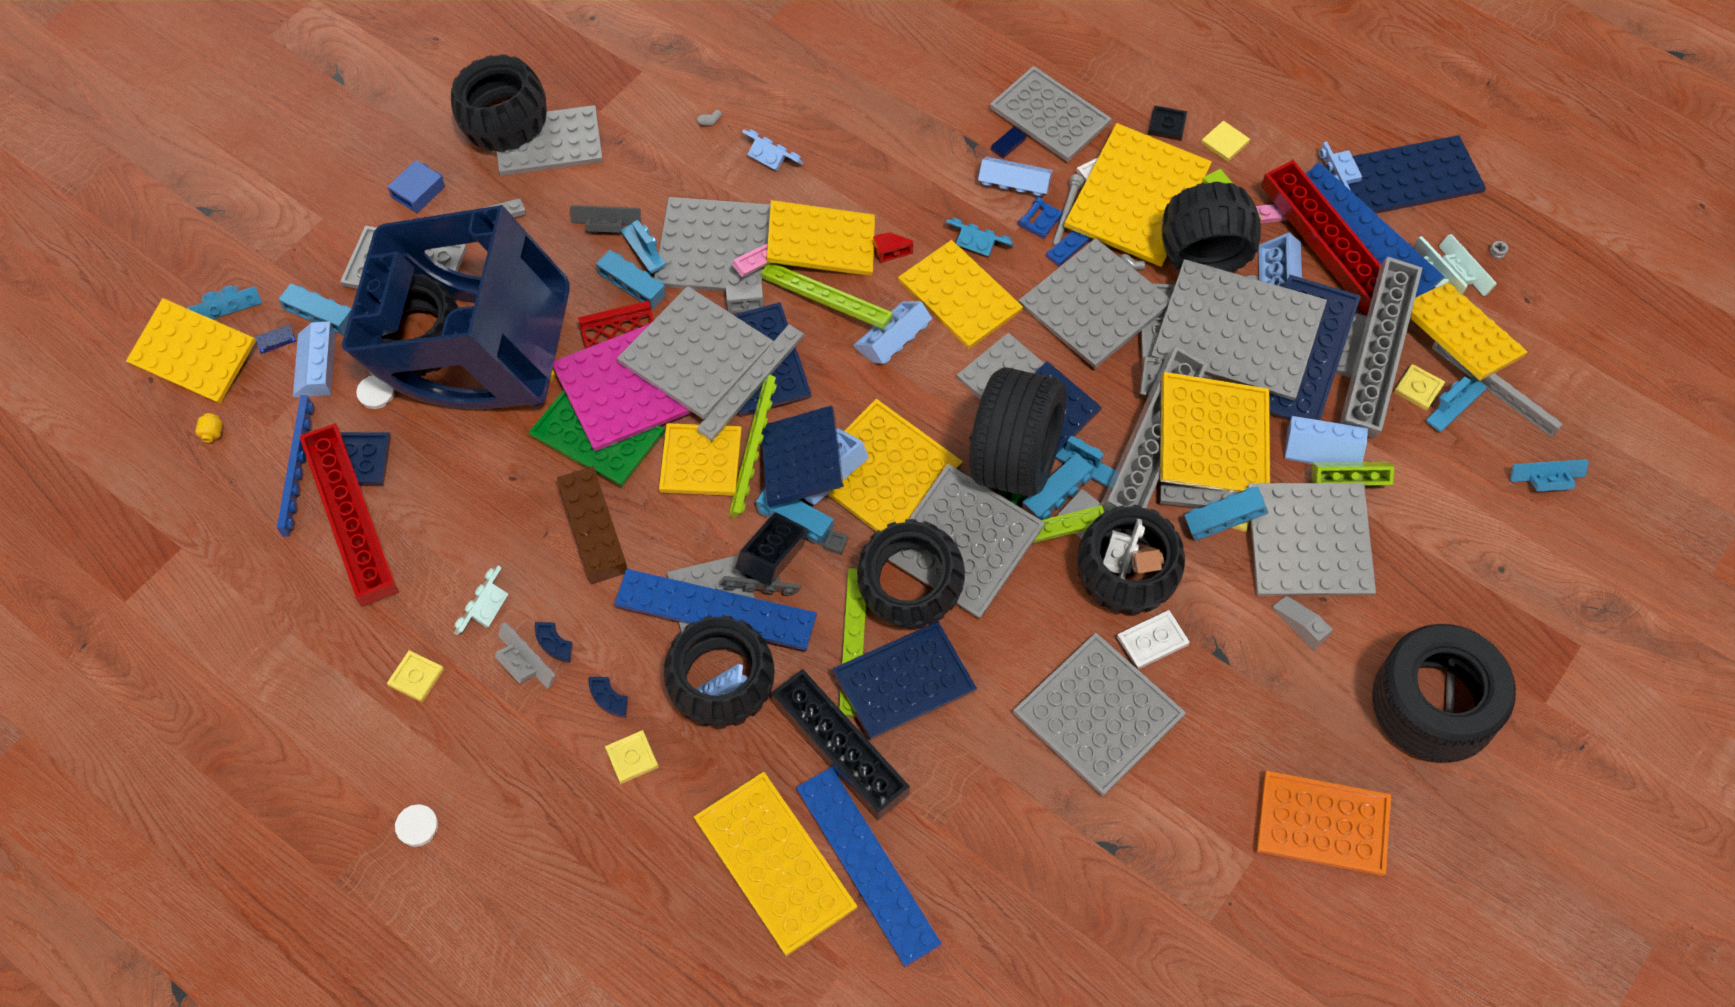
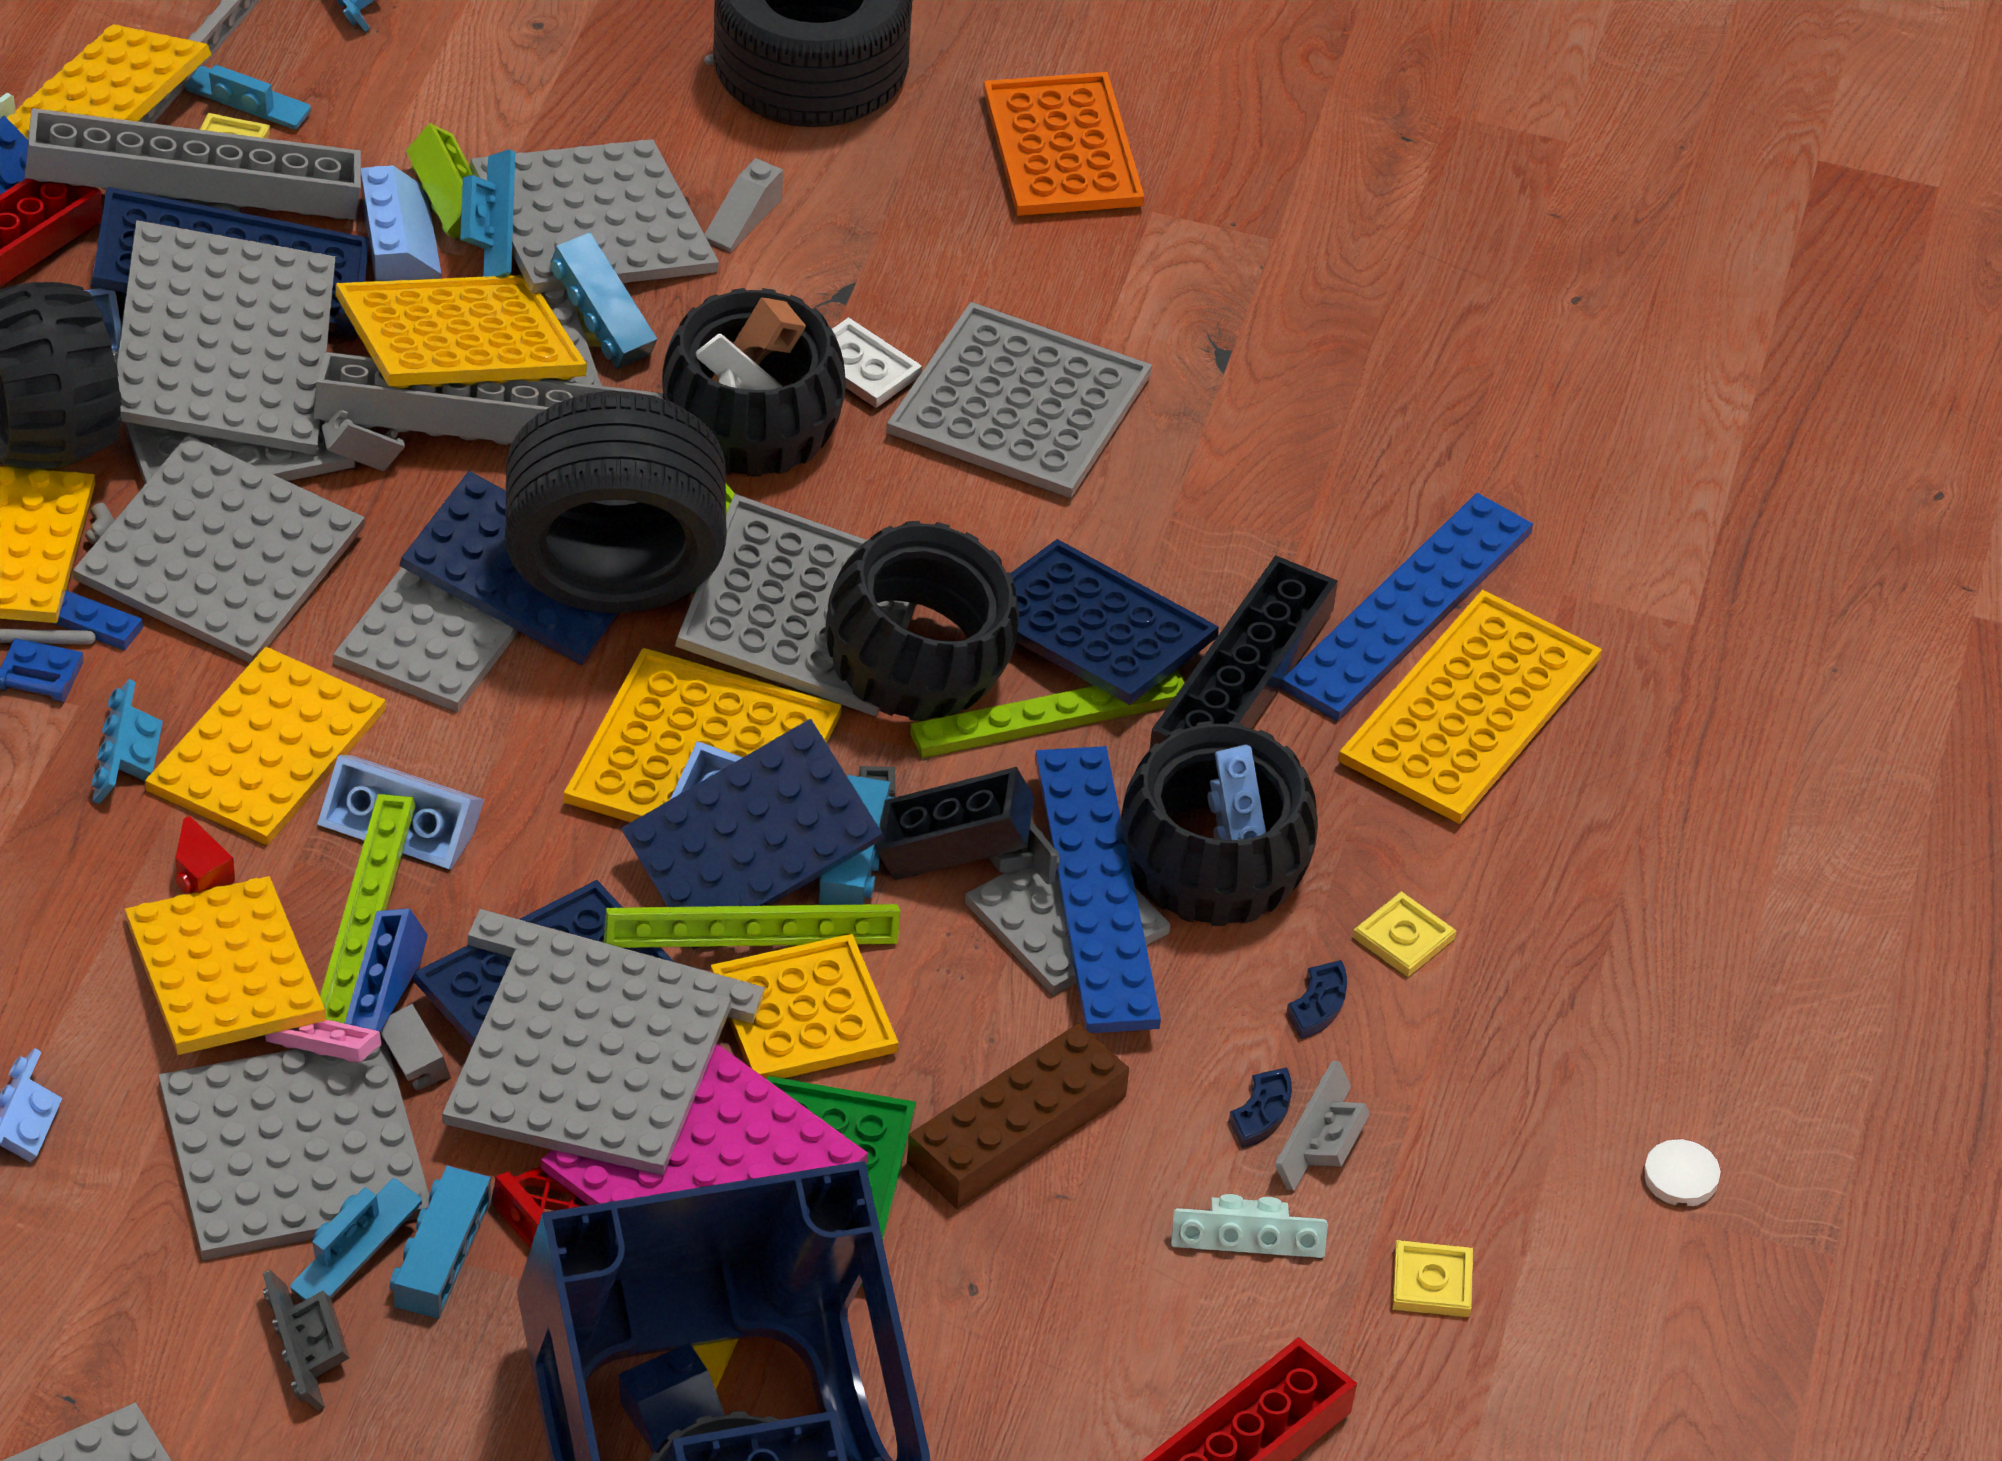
camera: 115 degrees left, 15 degrees down
(792, 296) = (386, 968): none -> blue slope
(1307, 470) = (489, 213): none -> dark azure bracket

